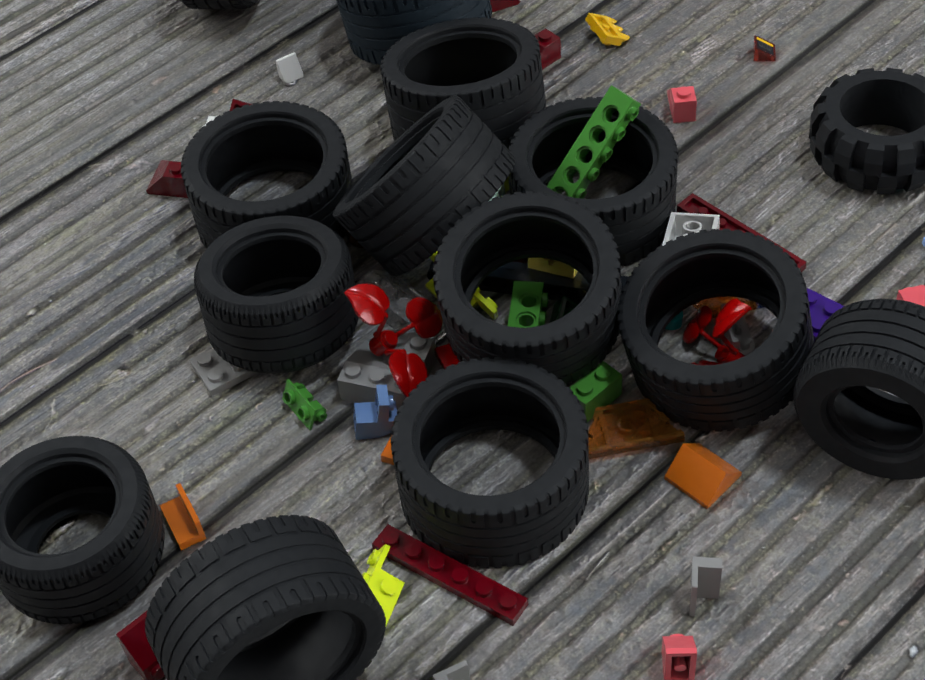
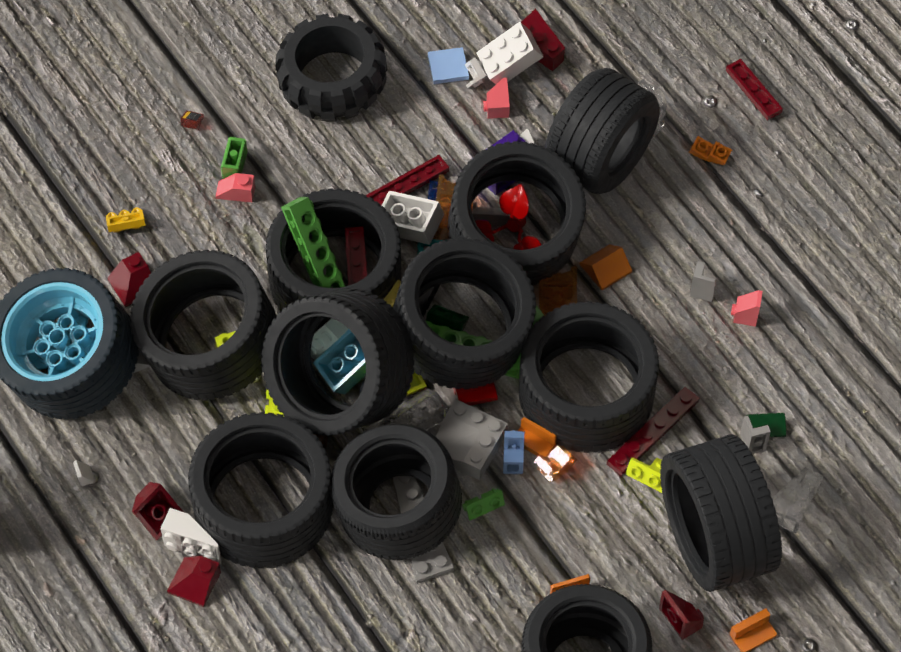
camera: 85 degrees left, 10 degrees up
(366, 464) = (556, 463): none -> clear orange brick
(370, 306) = (457, 417): red plant -> none
(717, 86) = (234, 157): none -> bright green brick

